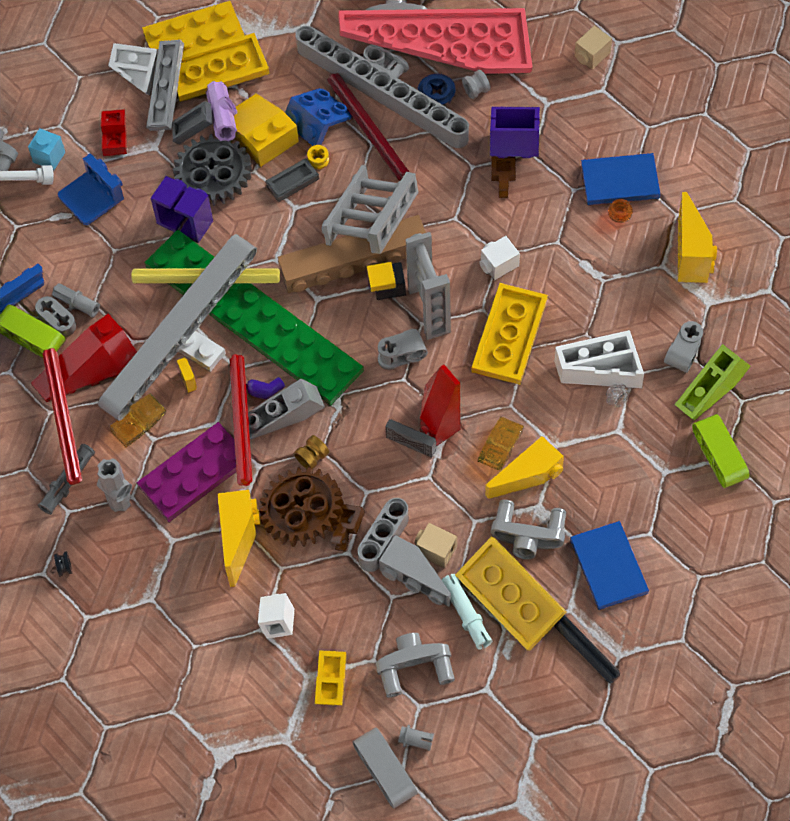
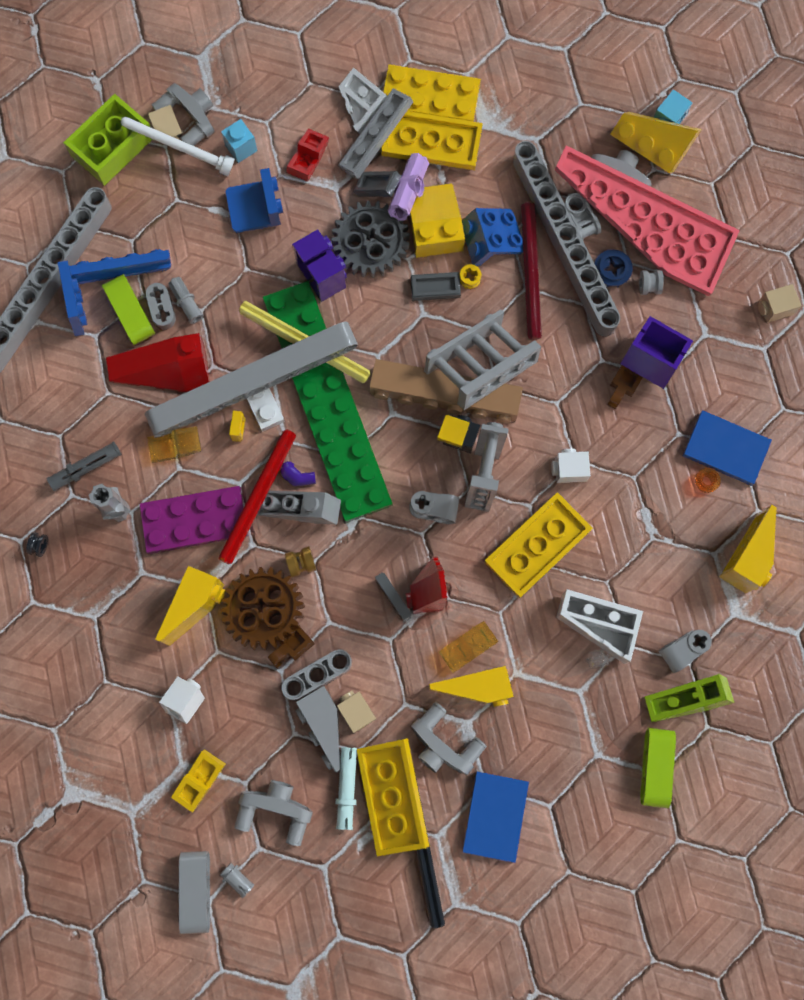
camera: 25 degrees right, 15 degrees up
(62, 417) = (108, 408): red axle -> none

